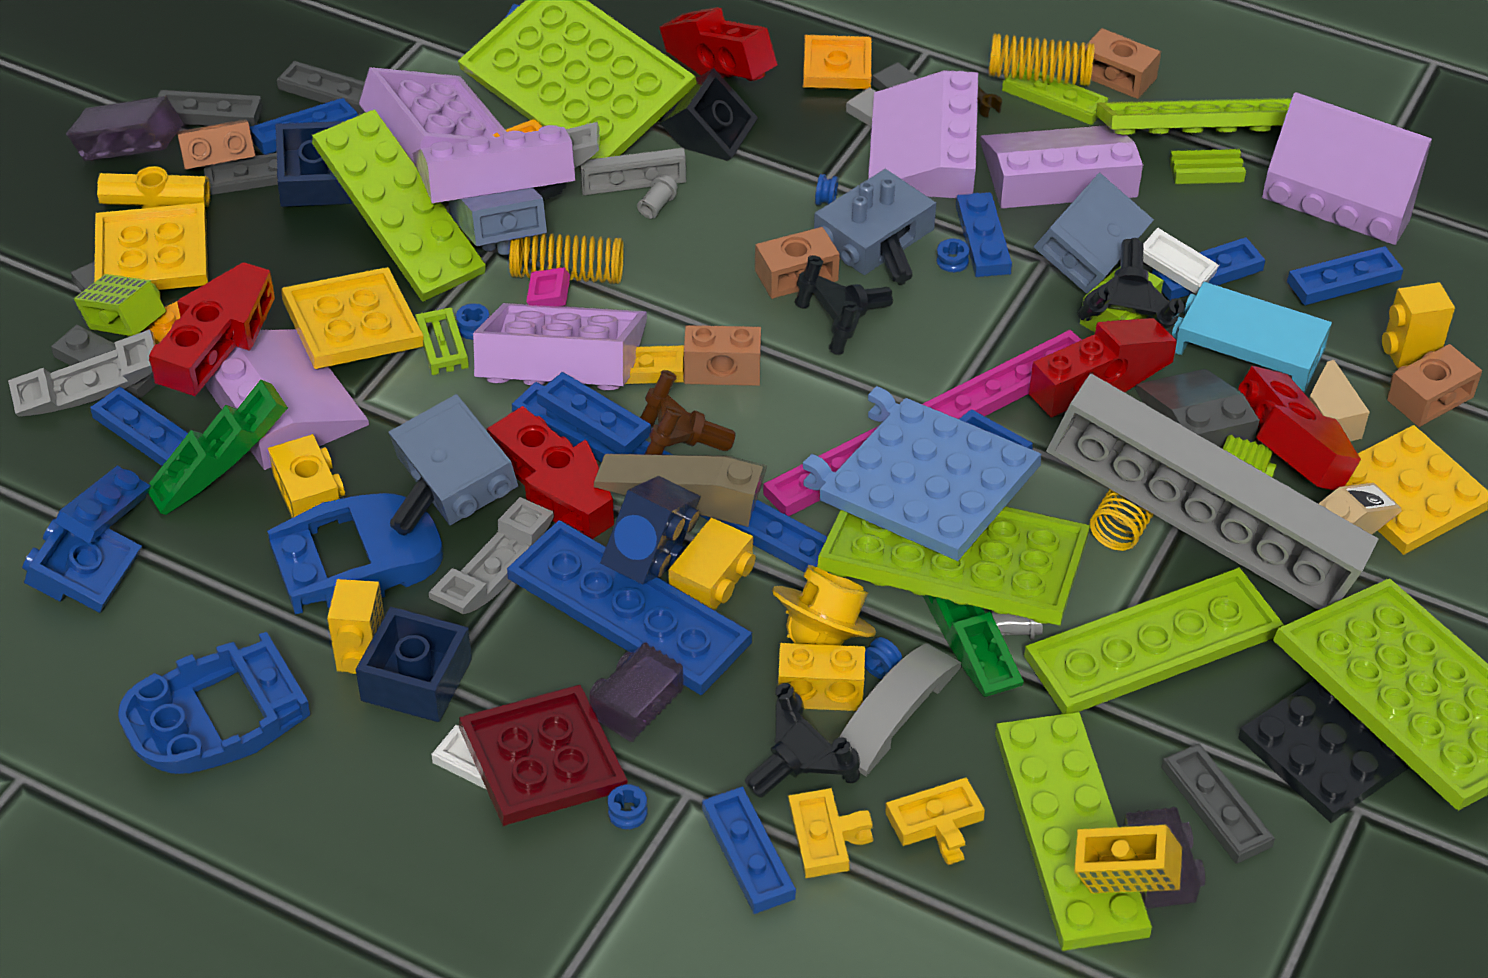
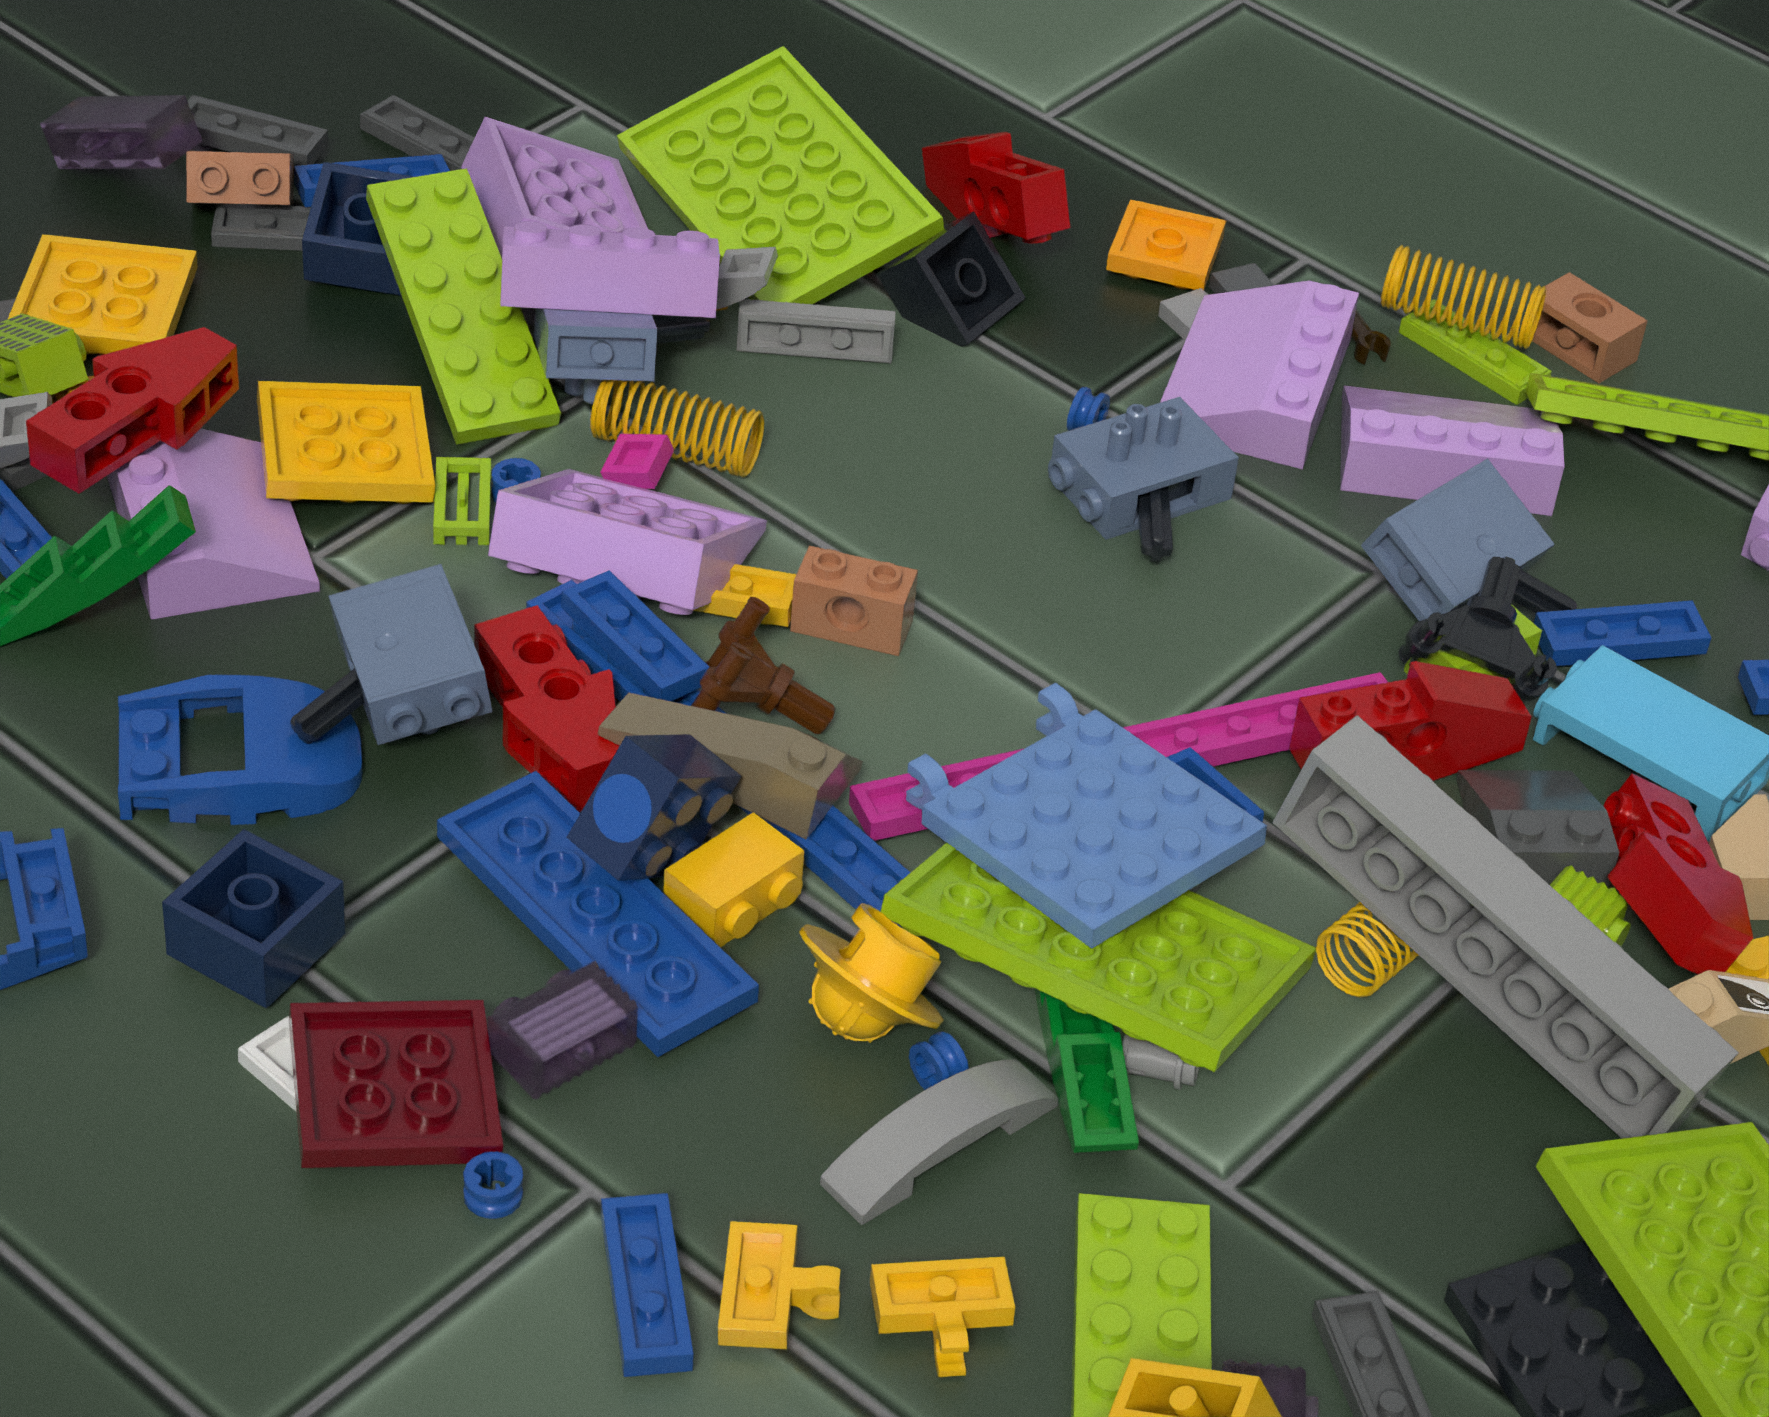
camera: 10 degrees right, 5 degrees down
(152, 188) = (133, 218): yellow piece -> none
(304, 474) = (200, 631): yellow brick -> none
(353, 620) = (184, 831): yellow brick -> none
(487, 571) = (410, 820): light grey slope -> none
(661, 191) = (848, 366): light grey pin -> none
(784, 258) = (1009, 499): nougat brick -> none
(801, 749) = (772, 1160): black axle -> none
(824, 674) = (837, 1067): yellow brick -> none
(841, 302) = (1052, 565): black axle -> none
(956, 247) = (1246, 526): blue bush -> none
(983, 234) = (1300, 519): blue plate -> none
(1152, 641) = (1355, 1131): lime plate -> none
(1178, 261) = (1572, 608): white tile -> none
(1207, 166) = (1670, 494): lime tile -> none

